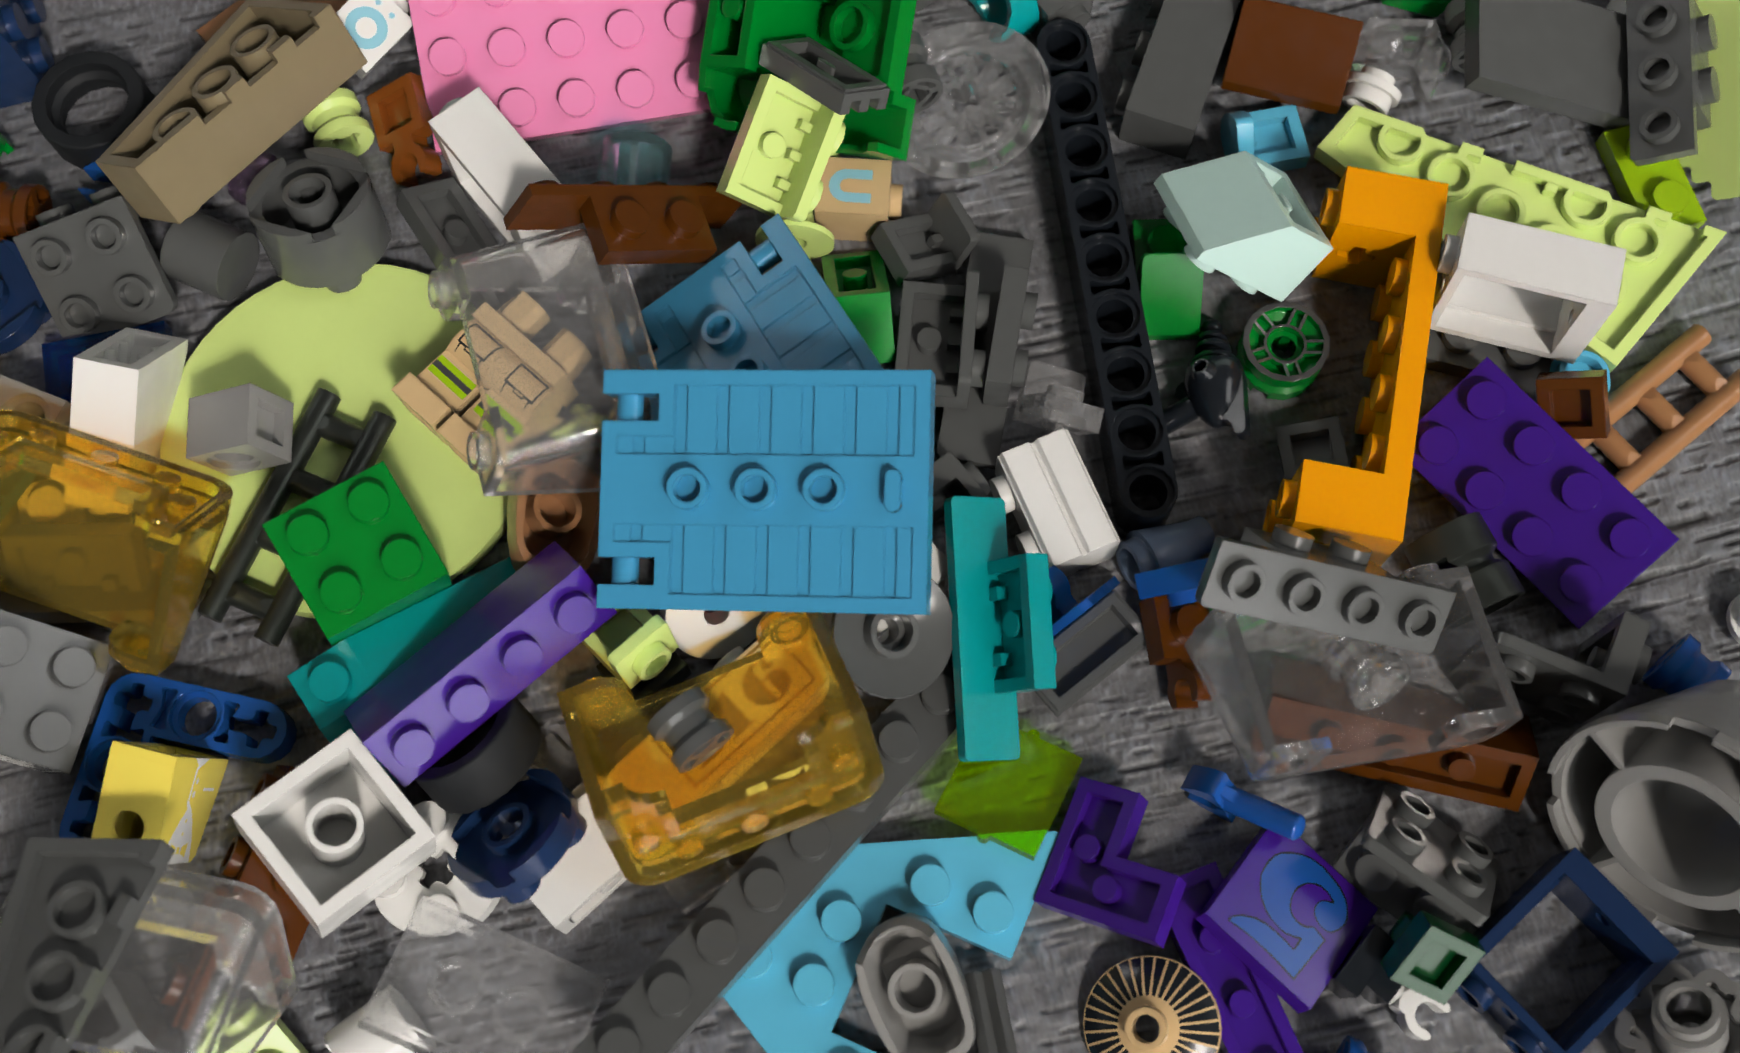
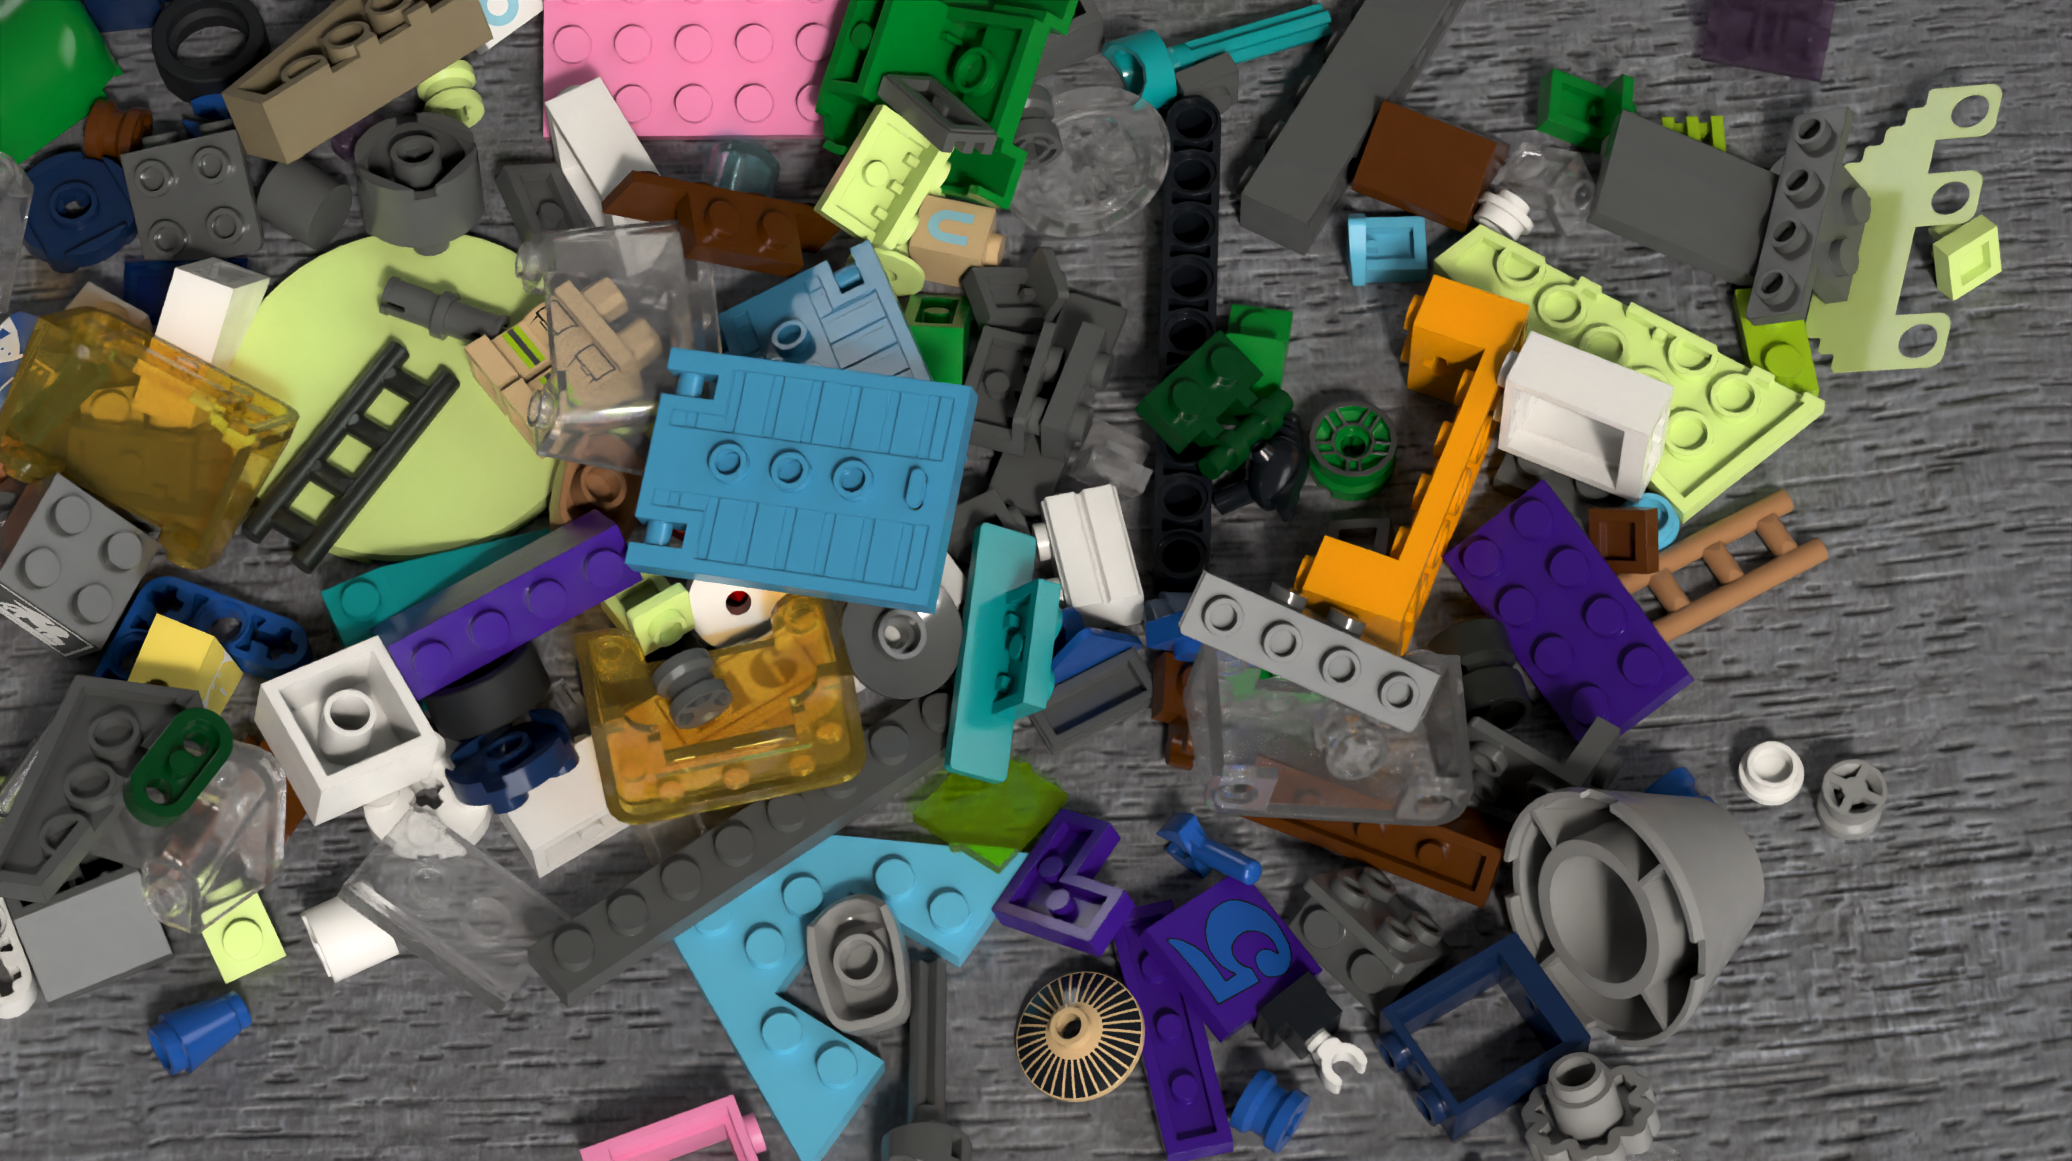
camera: 10 degrees right, 10 degrees down
(148, 942) = (175, 770): none -> dark green plate
(240, 430) = (311, 365): light grey brick -> none
(357, 553) = (406, 491): green brick -> none
(364, 351) = (440, 313): none -> dark grey pin
(402, 128) = (513, 107): dark orange plate -> none
(1135, 321) = (1200, 392): none -> dark green plate
(1244, 222) = (1330, 317): light aqua slope -> none
(1430, 955) = (1349, 998): dark green tile -> none

